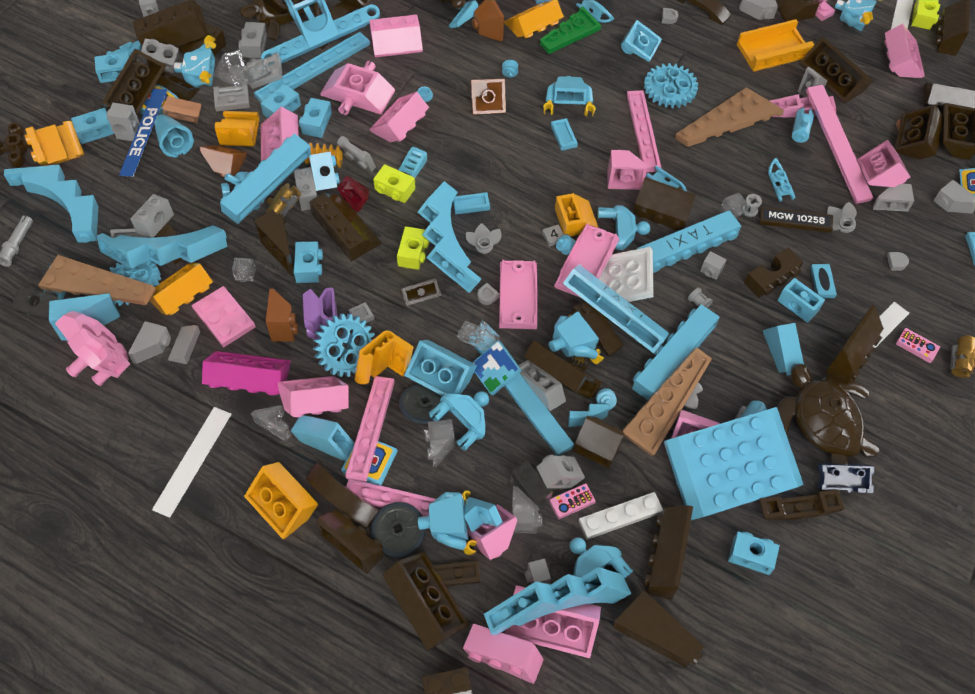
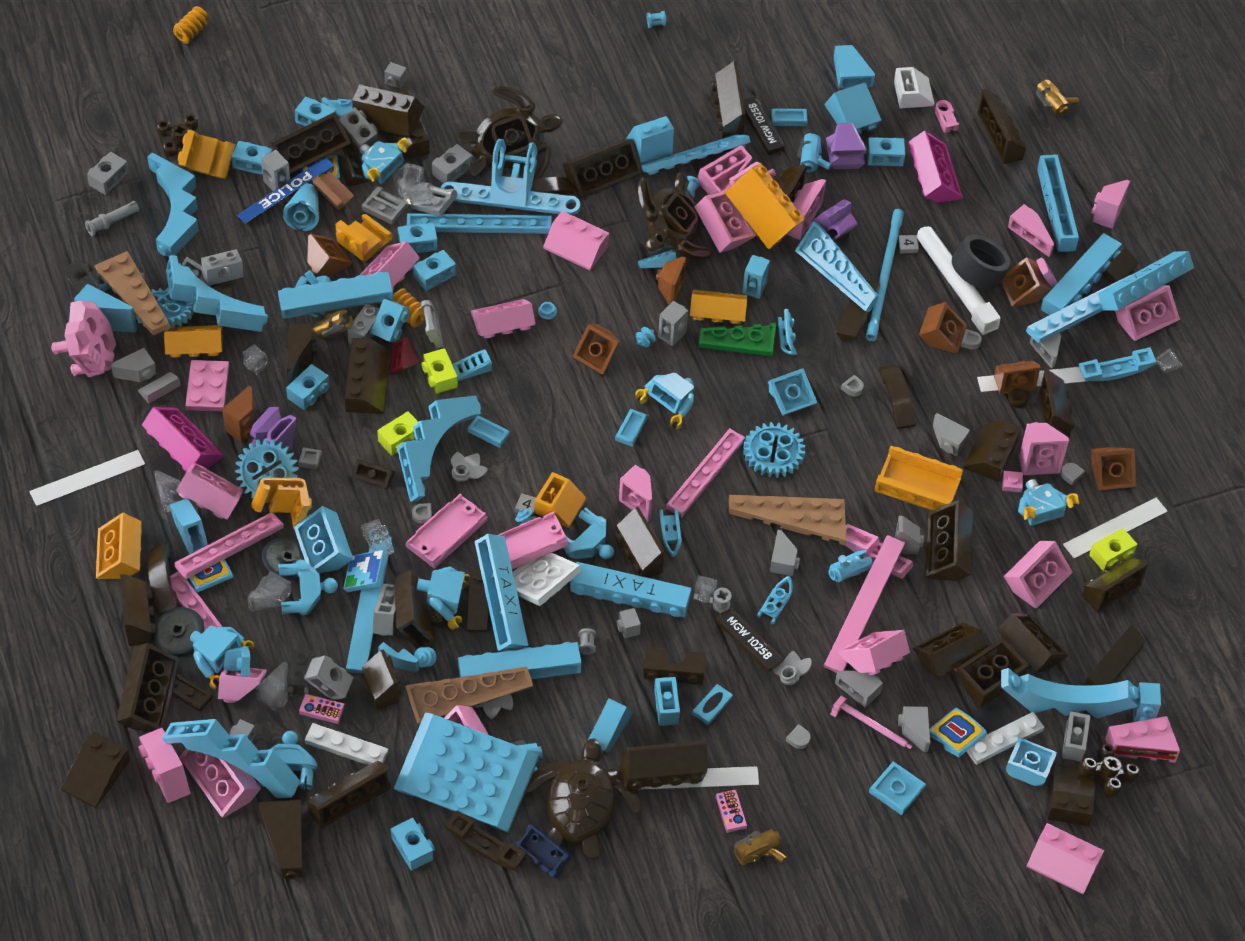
camera: 40 degrees right, 5 degrees down
(358, 88) = (495, 269): bright pink slope -> none
(522, 45) = (673, 323): none -> light grey brick
(753, 147) = (784, 556): none -> light grey slope
(896, 218) = (840, 704): none -> bright pink piece

